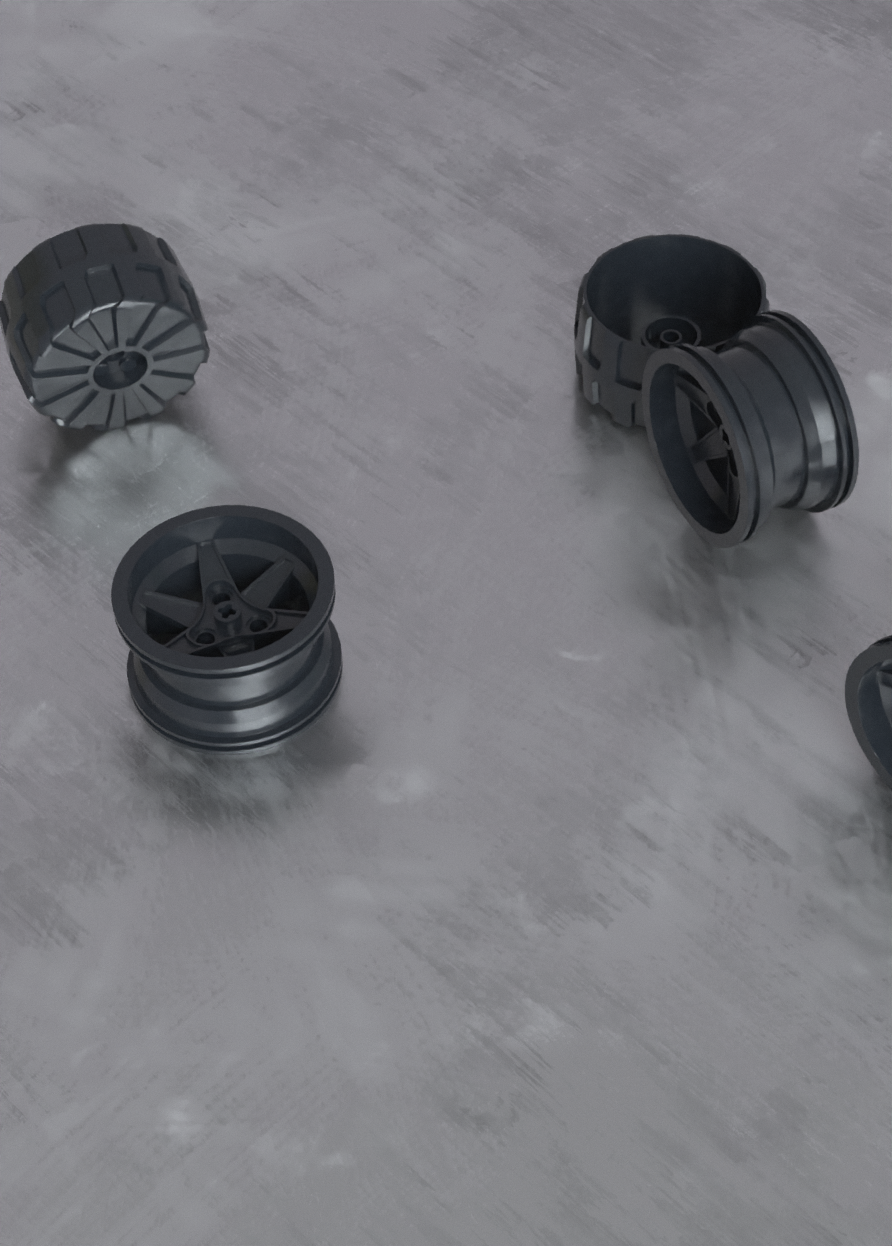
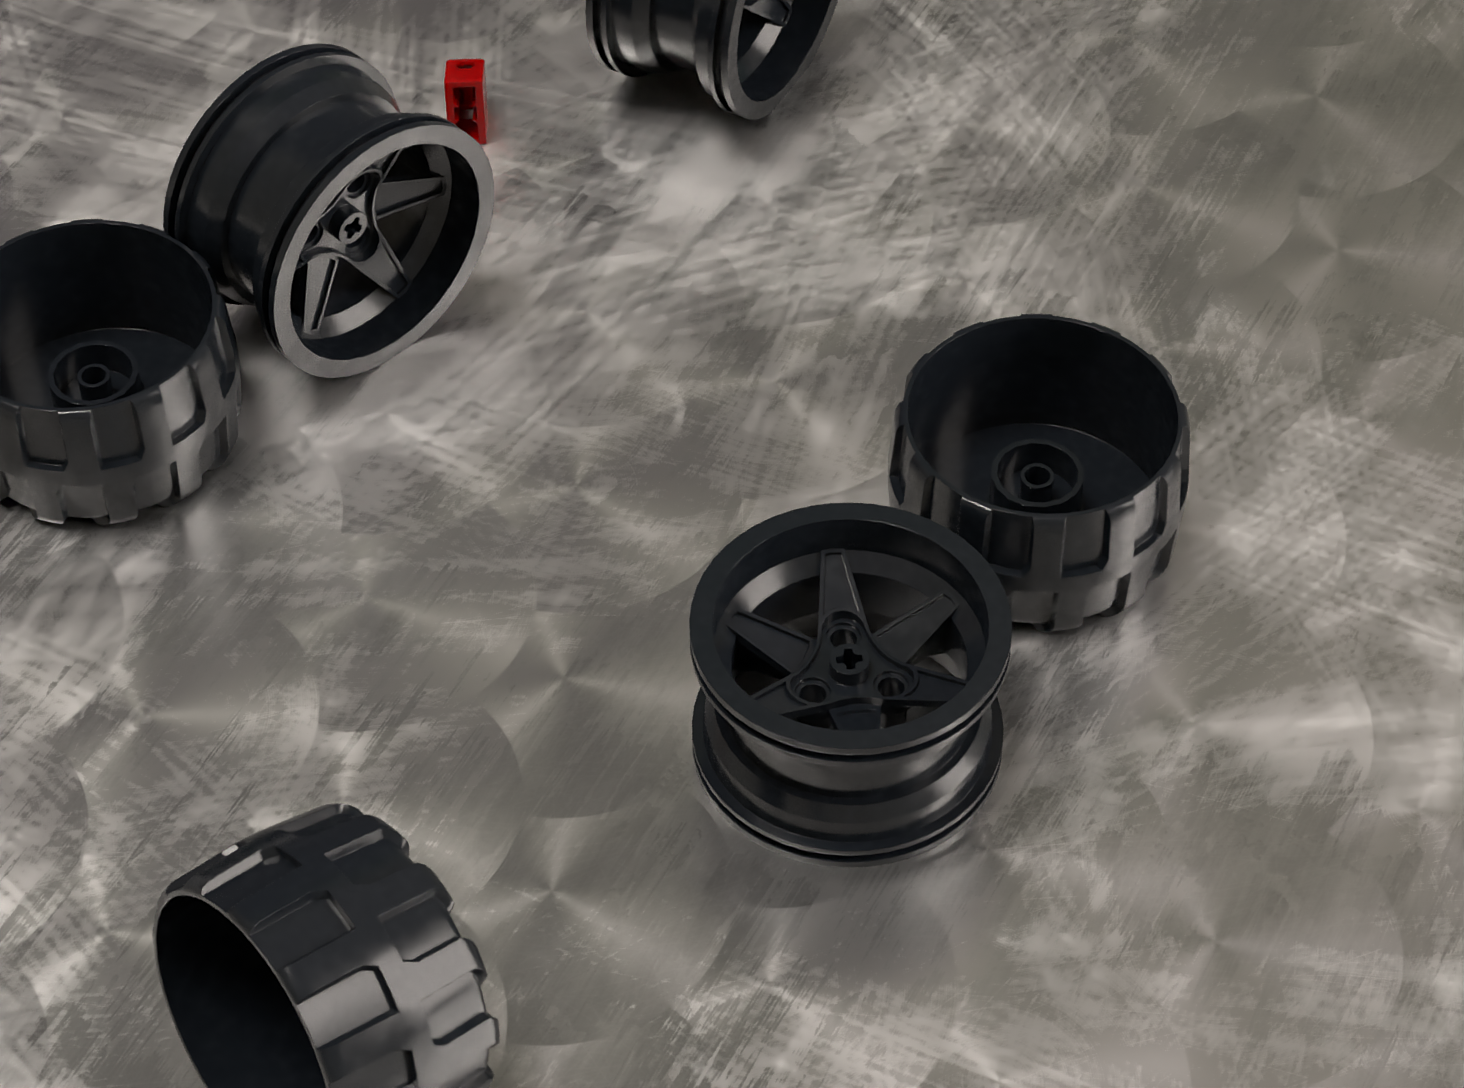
camera: 110 degrees left, 0 degrees up
(369, 786) = (1049, 458): none -> black wheel

